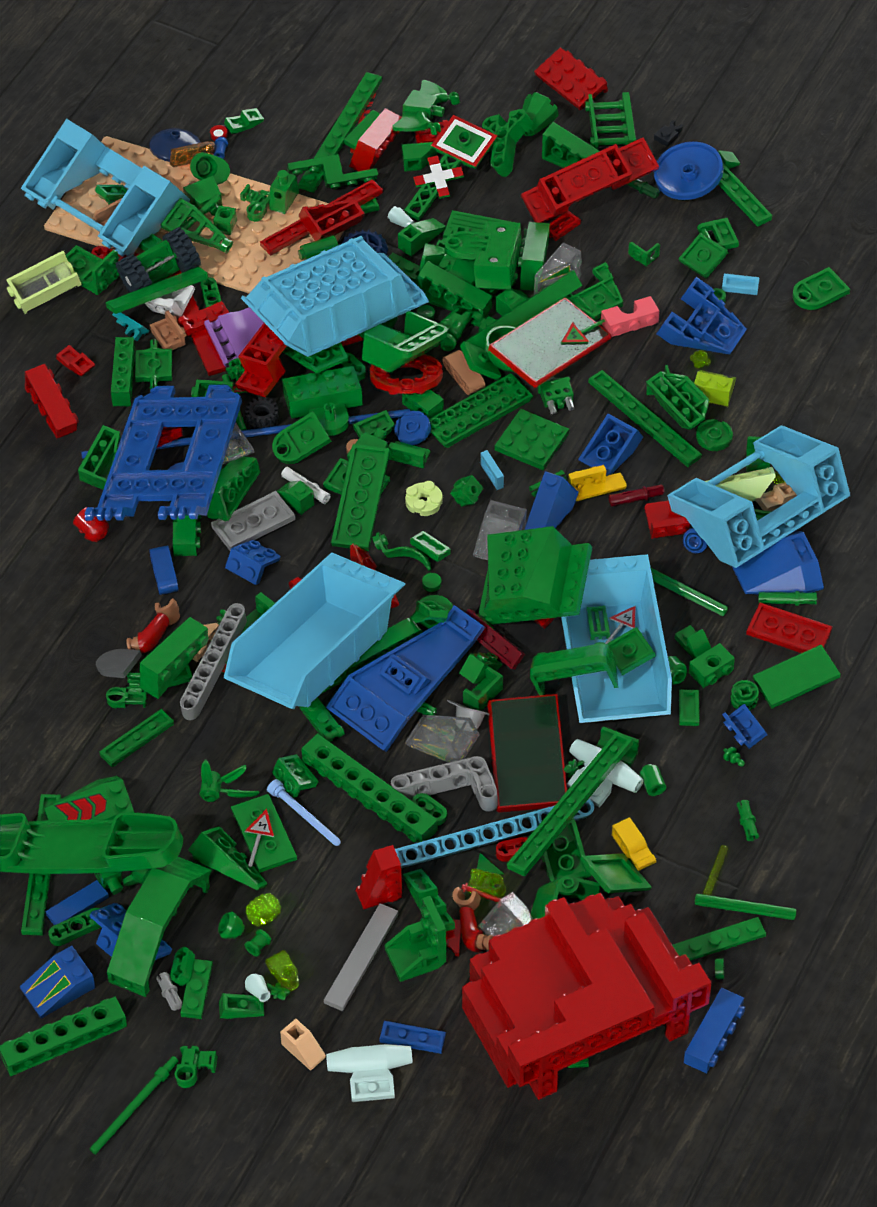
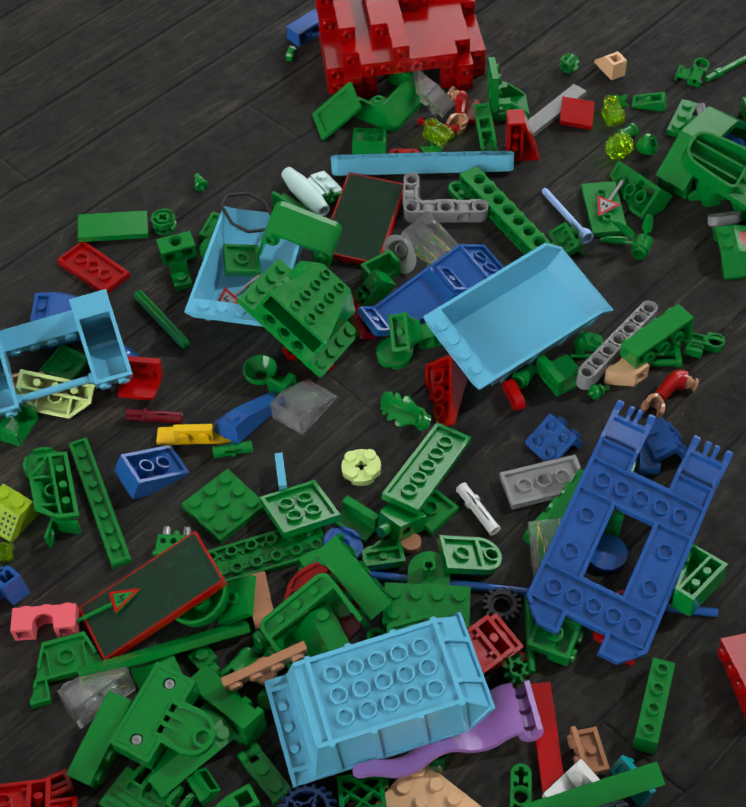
camera: 160 degrees left, 0 degrees up
(74, 361) = (710, 749): red slope -> none
(93, 530) = (721, 511): red piece -> none
(117, 662) = (710, 366): dark grey tile -> none
(136, 738) = (709, 302): green tile -> none
(144, 567) = (665, 440): none -> blue bracket
(153, 364) = (614, 710): green plate -> none
(210, 313) = (539, 755): red plate -> none
(256, 985) = (635, 103): light aqua cone -> none
(297, 496) = (492, 497): green slope -> none
(327, 958) = (576, 113): none -> red tile
(356, 1035) = (569, 63): none -> green gear
(370, 1069) = (563, 42): light aqua plate -> none
(390, 370) = (353, 576): none -> green wedge
(412, 1036) = (527, 62): blue tile -> none
(430, 302) = (264, 667): none -> nougat plate
(430, 546) = (375, 411): green plate -> none
(431, 582) = (386, 381): green tile -> none
(432, 254) = (232, 762): green slope -> none
(460, 438) = (299, 509): none -> green plate
(466, 490) = (317, 453): green brick -> none
(569, 804) = (349, 146): green plate -> none
(632, 843) = (312, 139): yellow piece -> none
(652, 780) = (273, 175): green brick -> none
(665, 704) = (229, 218): none -> black piece
(715, 870) = (259, 114): clear neon green bar -> none
(721, 939) = (285, 75): green plate -> none
(745, 725) = (179, 197): blue bracket -> none
(745, 906) = (244, 85): green axle -> none
(747, 820) = (216, 137): green pin -> none
(787, 598) = (70, 287): green pin -> none

